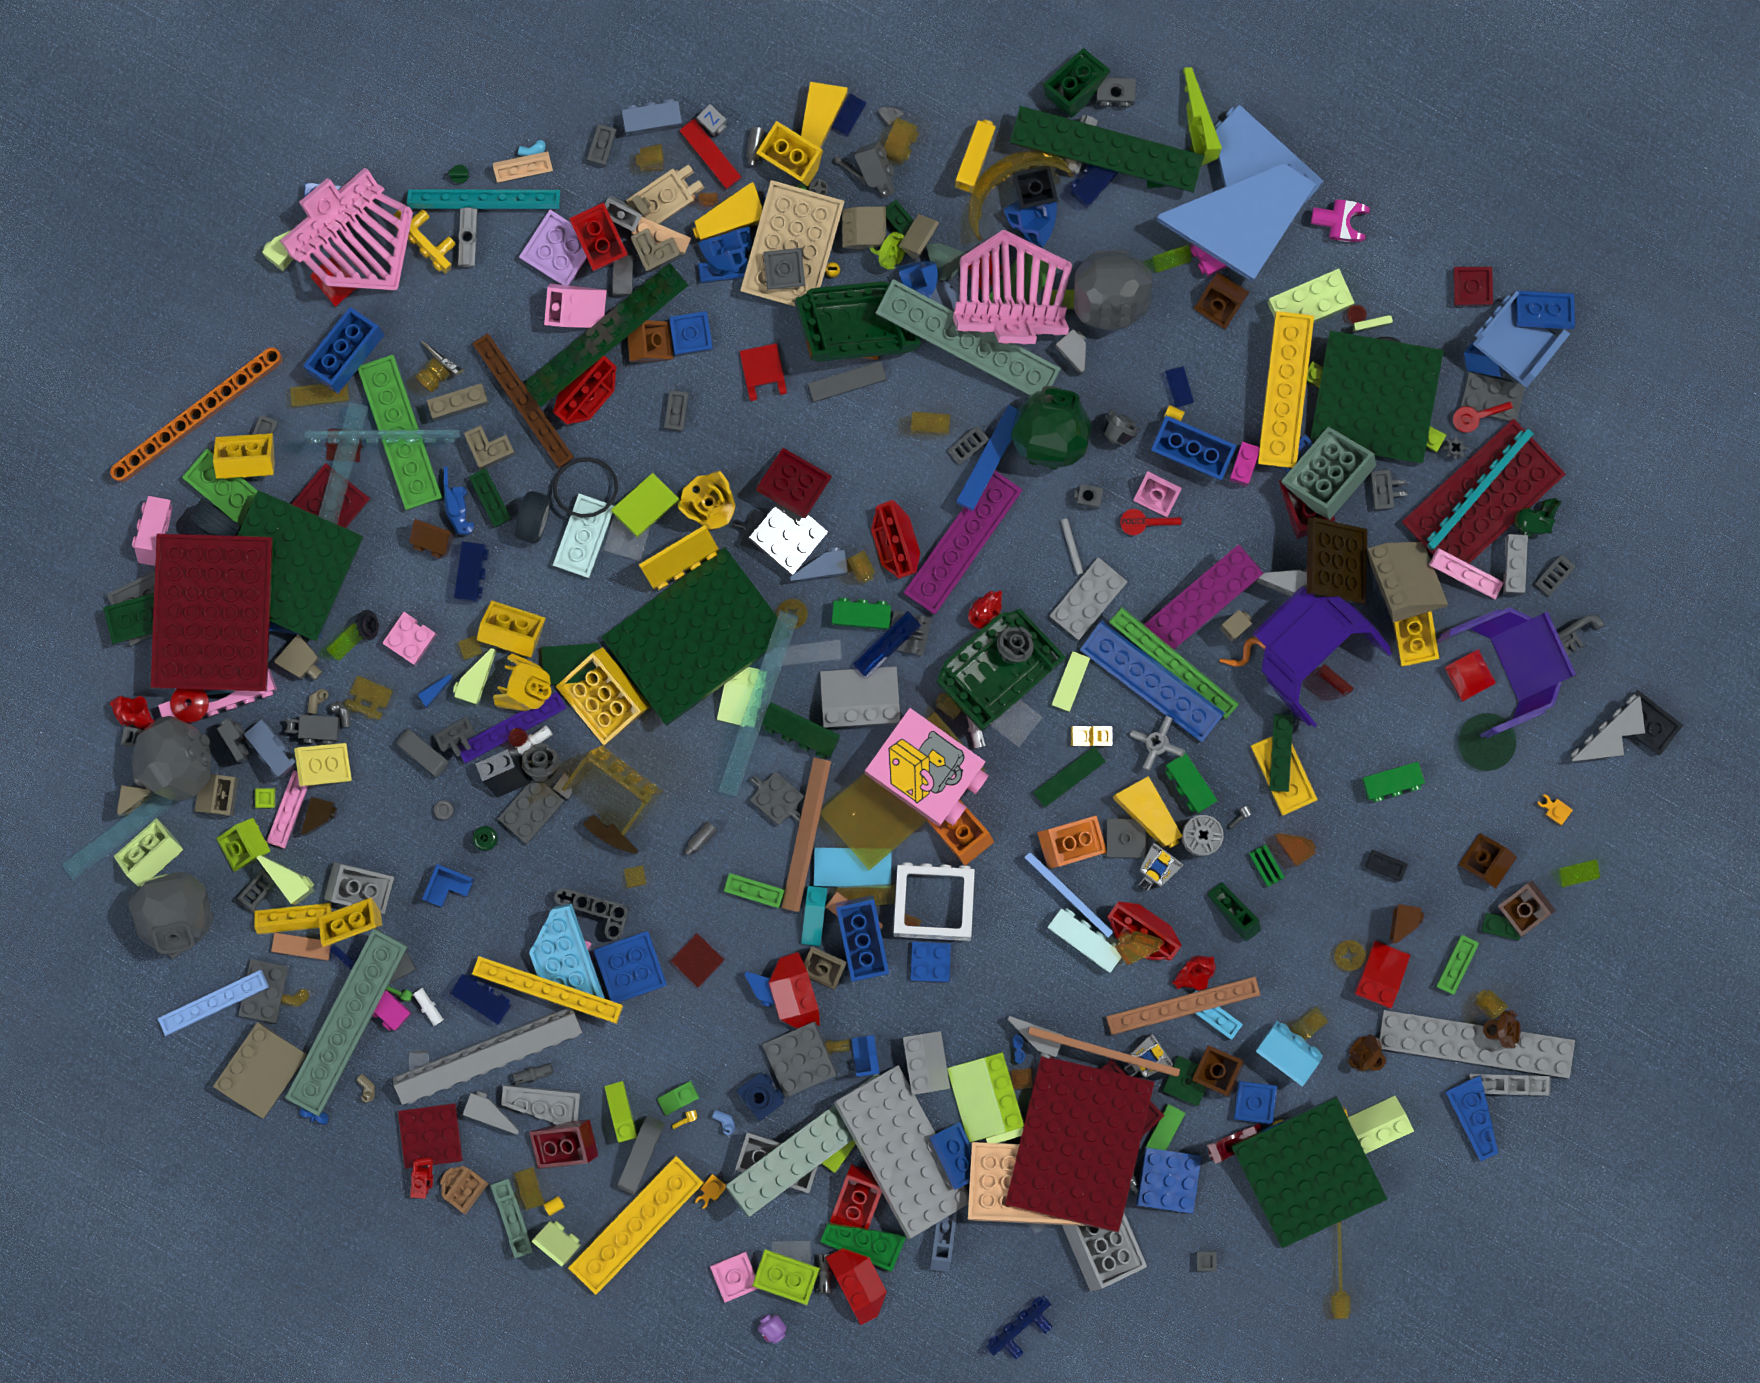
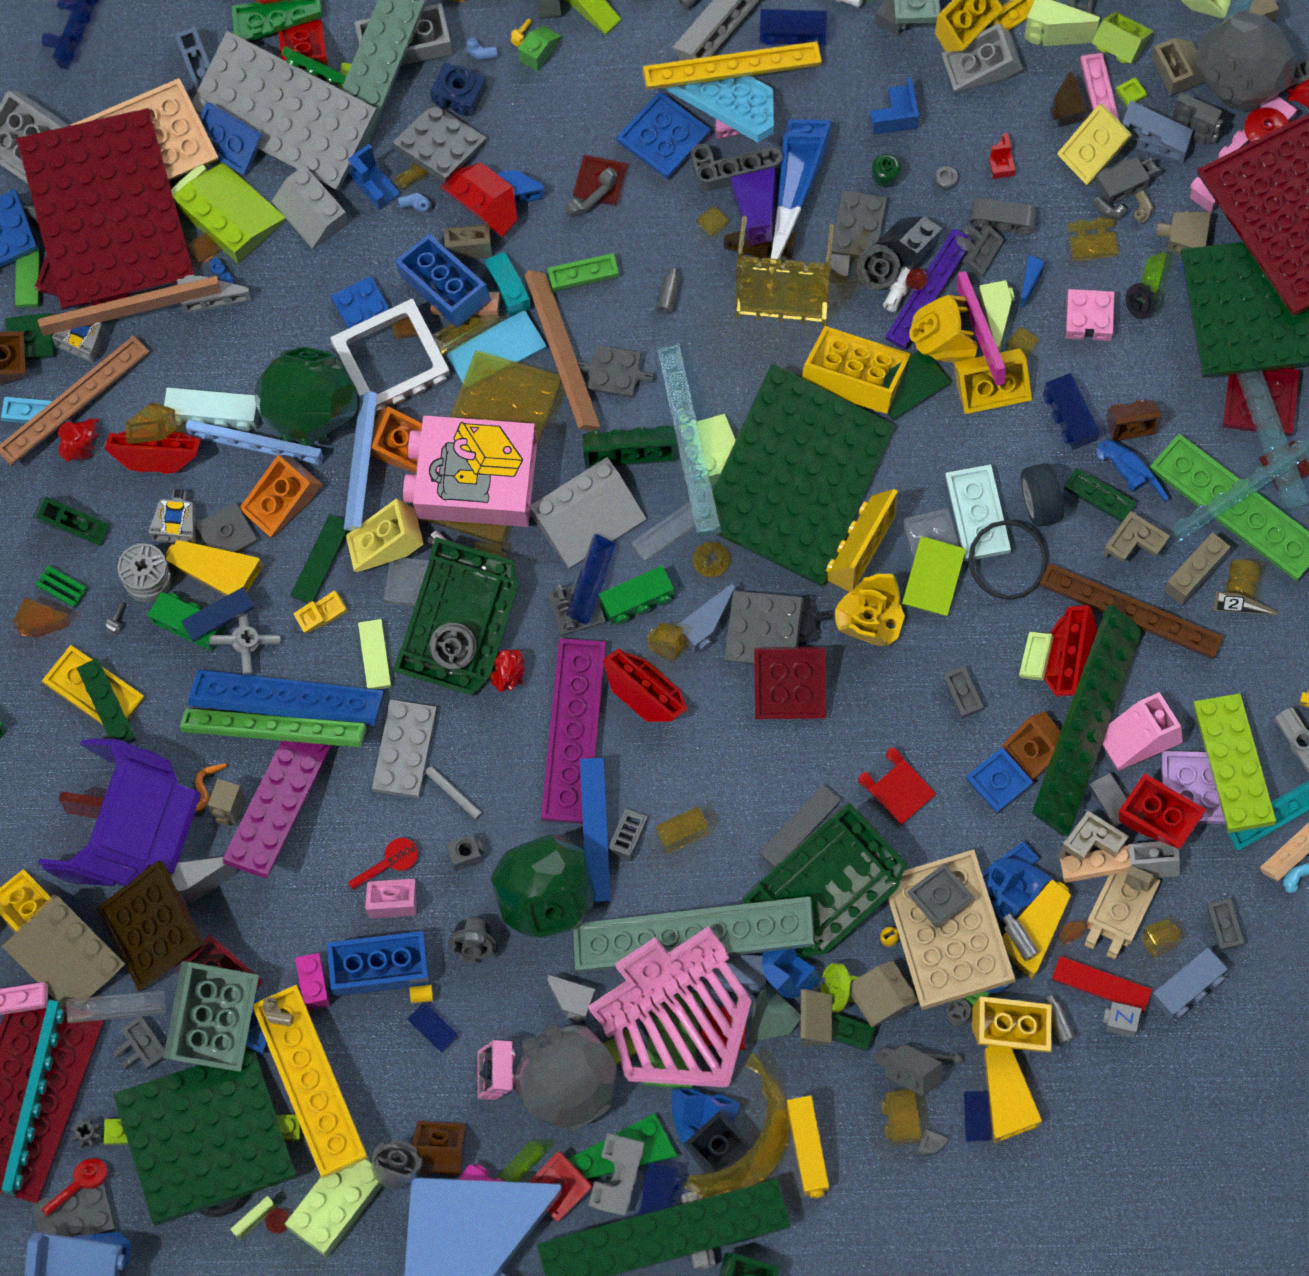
camera: 150 degrees right, 15 degrees down
(394, 800) = (1001, 159): none -> red slope
(497, 666) = (981, 329): none -> dark pink tile
(524, 248) = (1234, 763): none -> lime plate
(538, 887) = (802, 154): none -> blue plate
(597, 866) = (756, 199): none -> dark purple slope
(609, 407) = (1036, 656): none -> yellowish green tile
(727, 946) = (577, 208): none -> dark grey bar
(748, 209) = (1020, 938): none -> flat silver cylinder
(843, 1024) = (415, 200): none -> medium blue arm
(860, 1169) = (313, 66): none -> green plate
(1001, 829) = (360, 461): none -> light blue tile
(1015, 897) = (305, 395): none -> dark green rock
(1016, 761) = (385, 536): none -> light yellow slope
(1094, 227) = (655, 1149): none -> green wing
(1122, 198) = (616, 1193): none -> light grey arch
(1150, 231) = (573, 1184): none -> red plate
(1155, 326) = (495, 1070): none -> bright pink piece
(1167, 768) = (218, 614): none -> dark blue tile
(1258, 295) = (395, 1164): none -> flat silver cylinder
(1285, 448) = (274, 1014): none -> dark tan arm
(1389, 524) = (115, 1006): none -> clear tile

